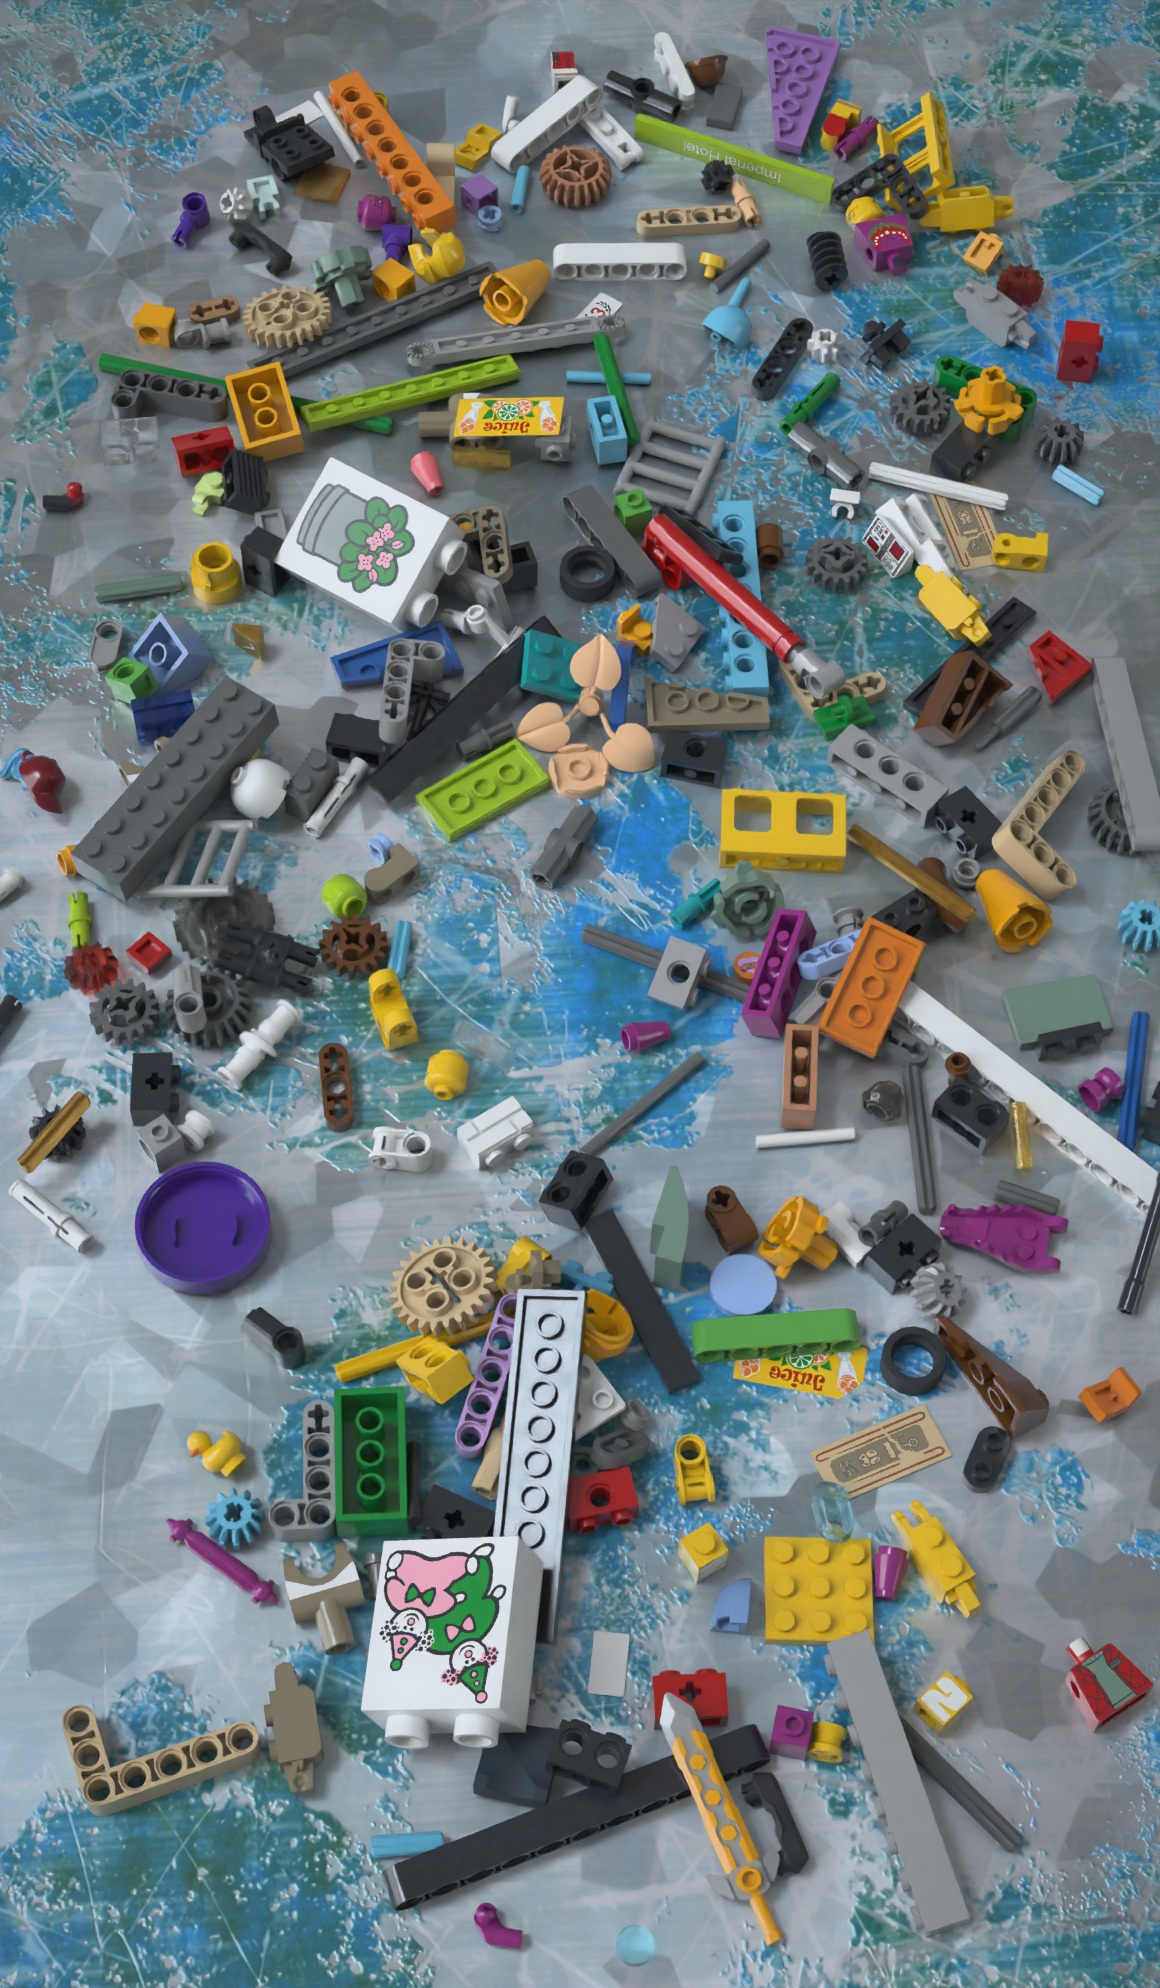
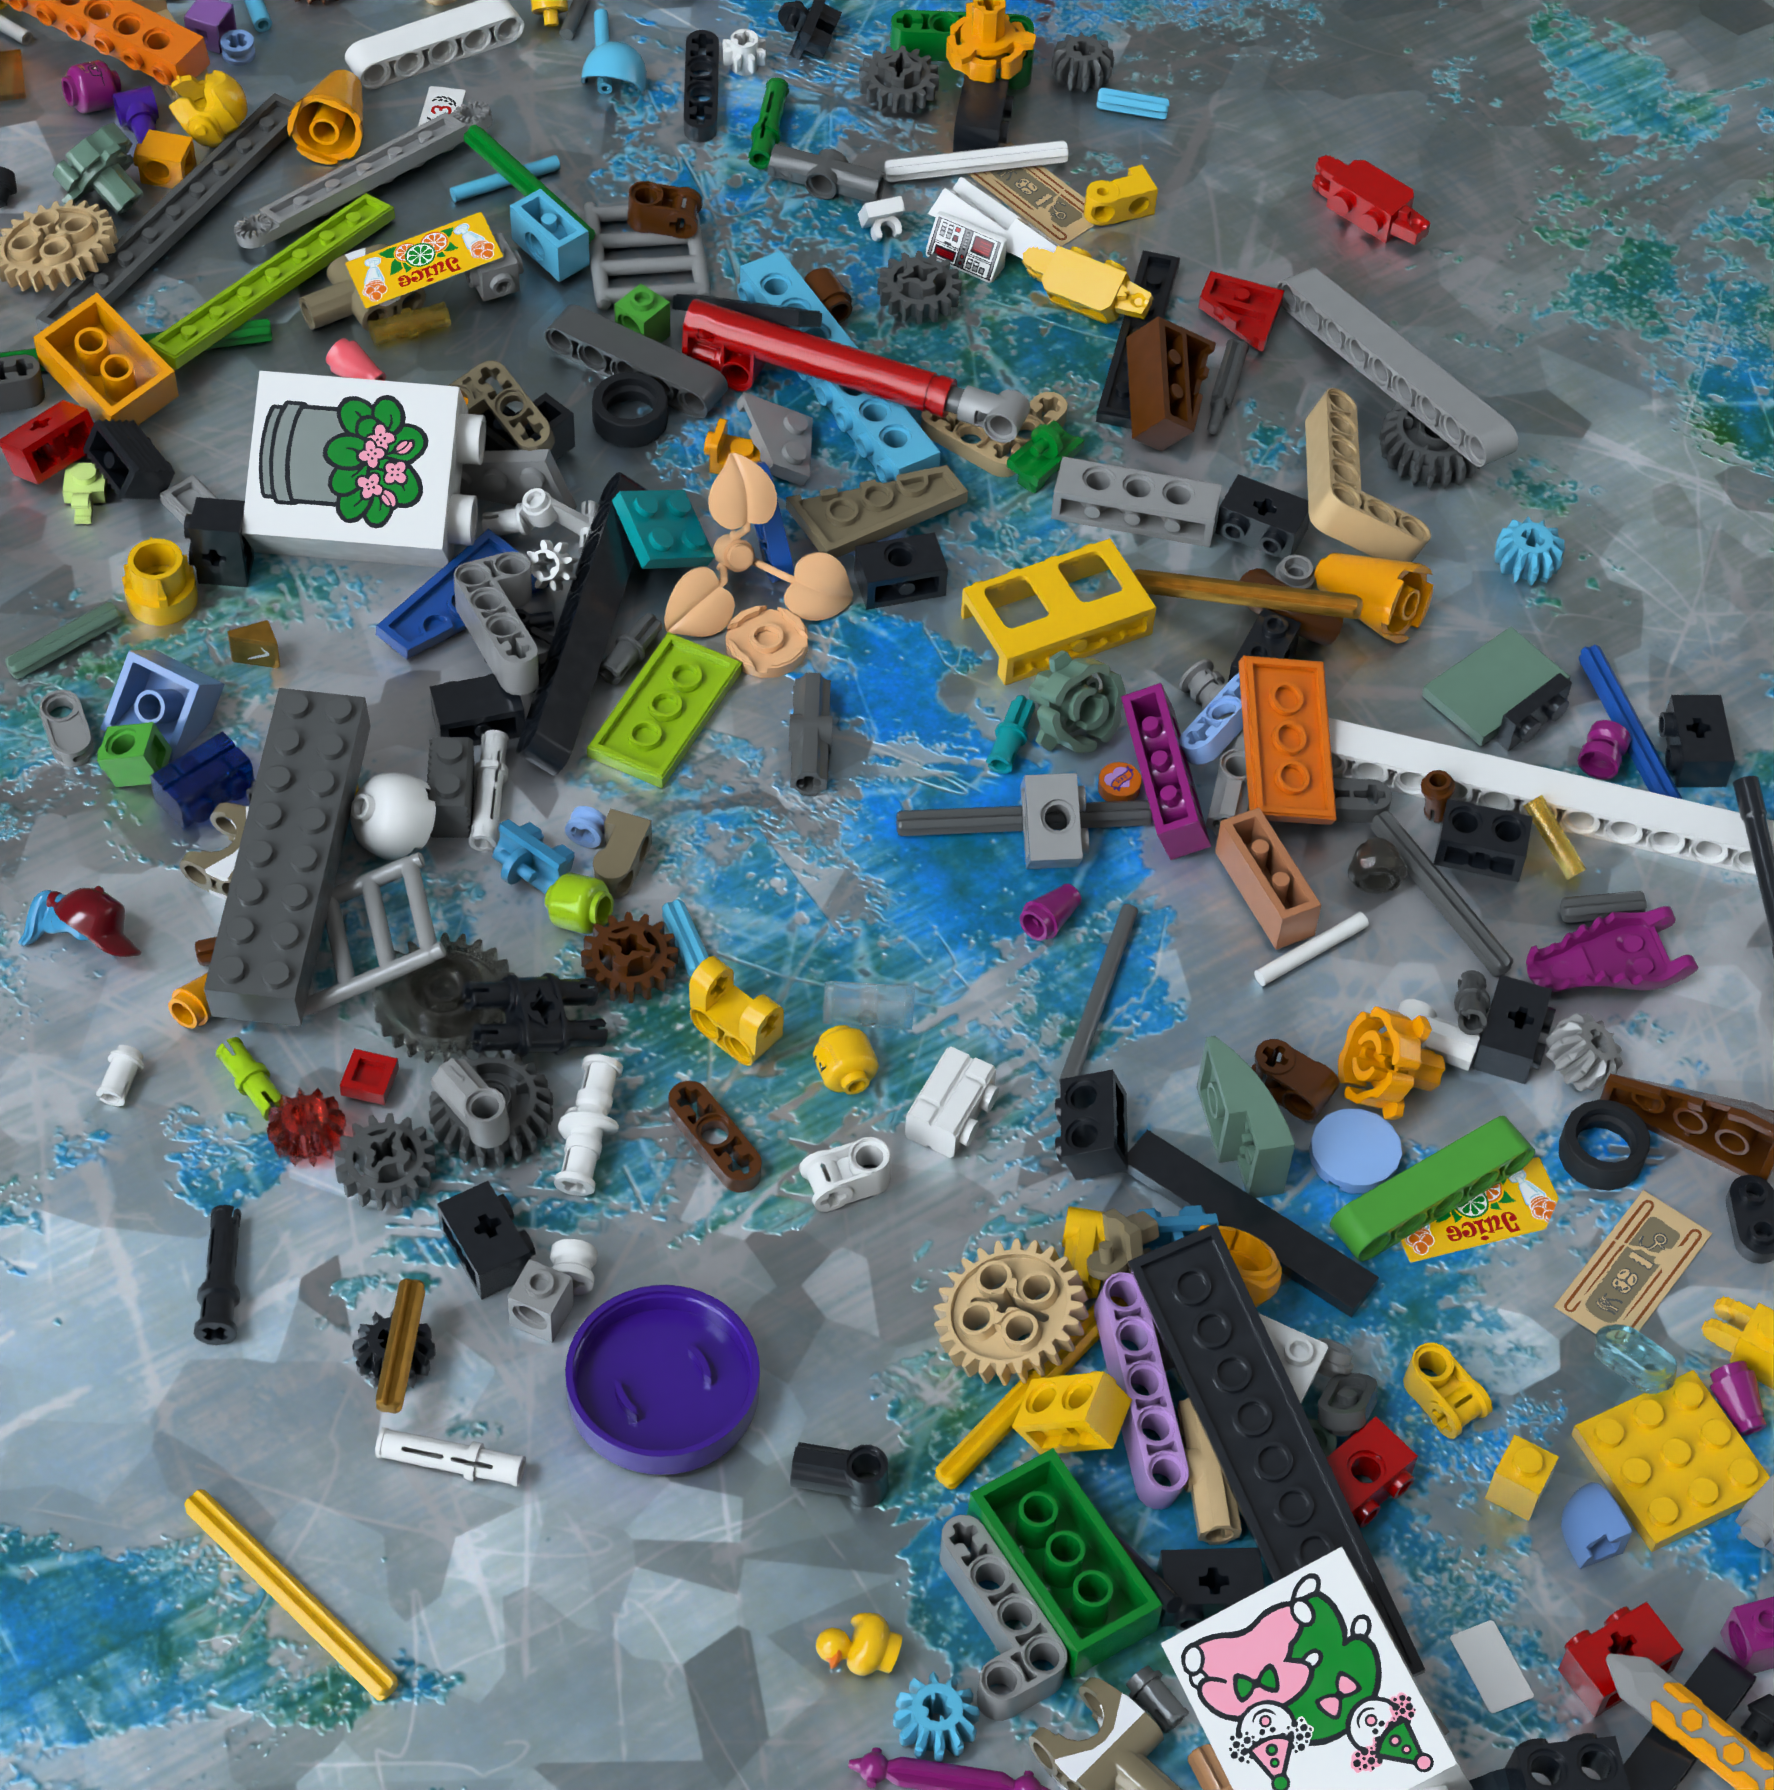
camera: 30 degrees left, 5 degrees down
(329, 853) = (528, 858): none -> dark azure hips
(462, 662) = (557, 574): none -> white gear
(692, 440) = (659, 209): none -> reddish brown piece

